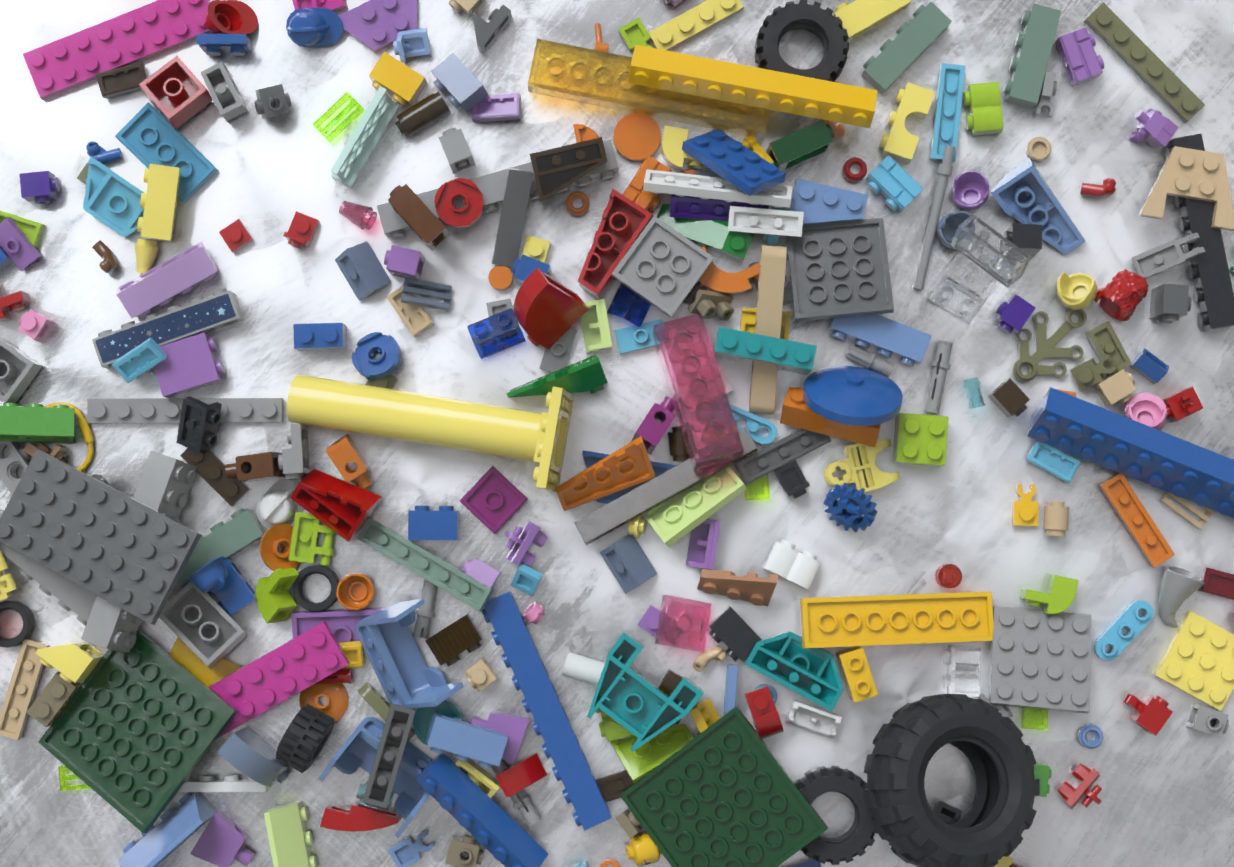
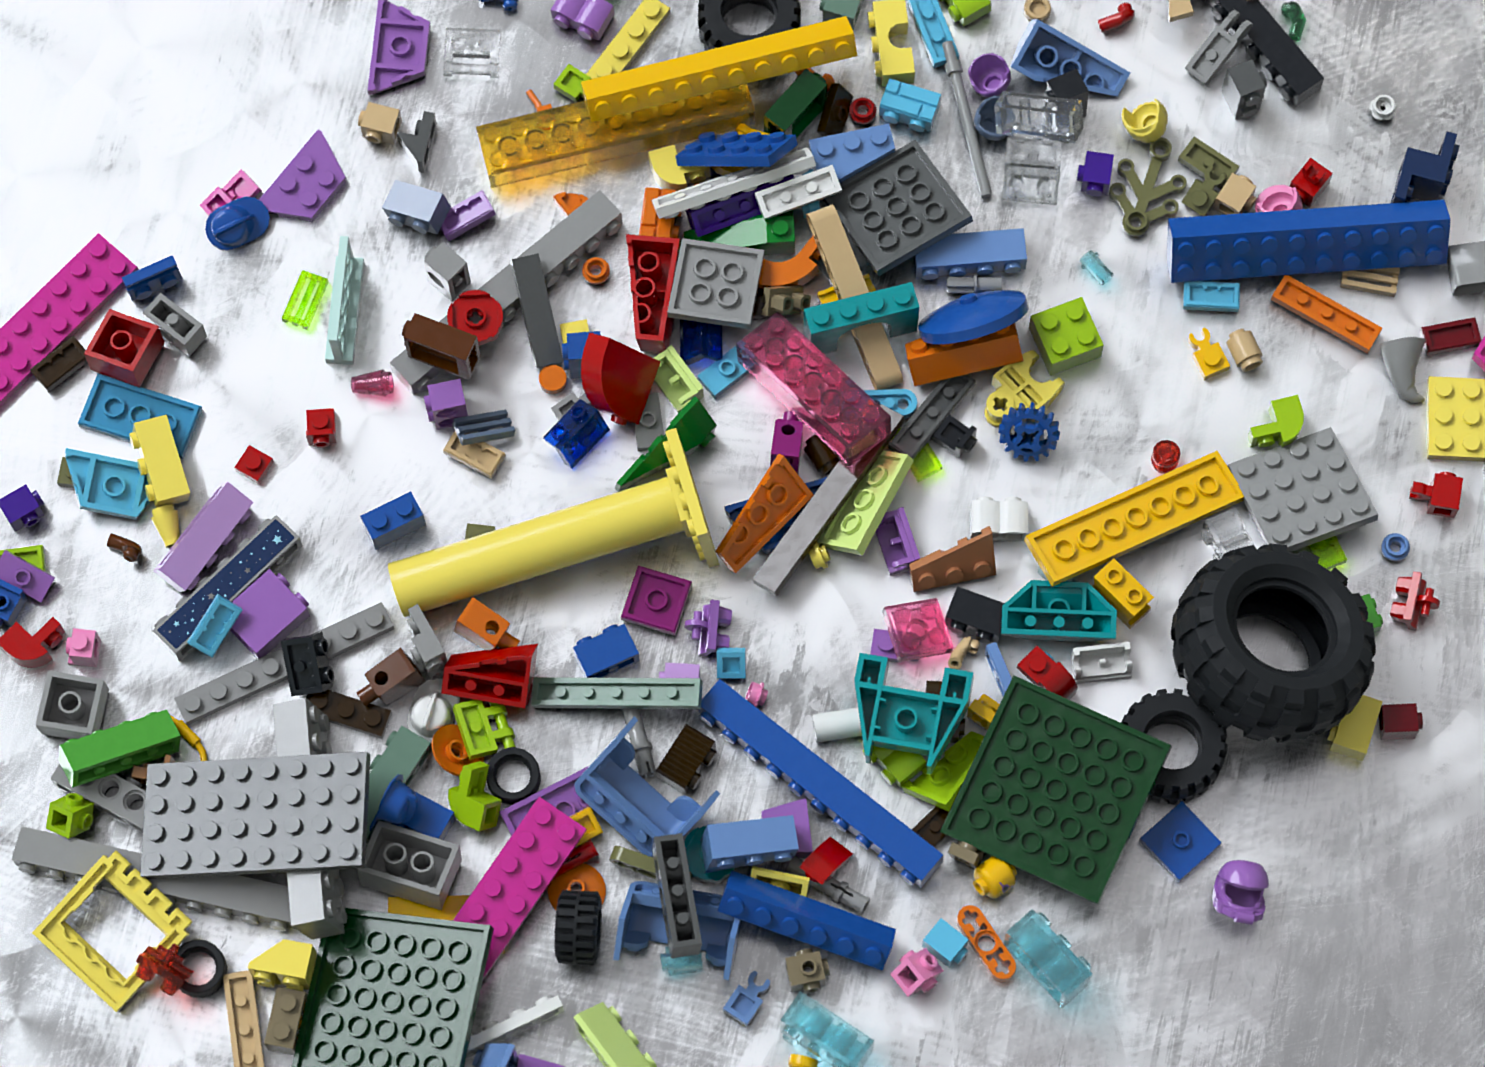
camera: 25 degrees left, 15 degrees down
(103, 155) = (82, 444): blue arm -> none
(230, 17) = (144, 250): red piece -> none
(254, 757) = (534, 970): sand blue brick -> none
(264, 99) = (230, 312): dark grey brick -> none
(355, 592) = (557, 758): orange hair -> none
(358, 818) = (676, 991): red slope -> none
(362, 270) = (403, 437): sand blue panel -> none
(380, 367) = (469, 522): blue plate -> none
(398, 79) = (360, 228): yellow brick -> none
(412, 43) = (348, 192): light blue bracket -> none
(422, 114) = (392, 255): dark brown brick -> none
(480, 675) = (731, 781): tan brick -> none
(564, 165) = (567, 229): dark brown wedge -> none
(628, 563) = (828, 598): sand blue panel -> none
(637, 136) = (624, 179): orange tile -> none
(831, 161) = (835, 111): none -> dark brown plate
(938, 377) = (1049, 259): light grey pin -> none
(1009, 398) = (1134, 256): dark brown brick -> none
(1113, 634) = (1370, 438): medium azure plate -> none
(1122, 295) = (1194, 105): red hair -> none
(1149, 366) = (1258, 162): blue piece -> none

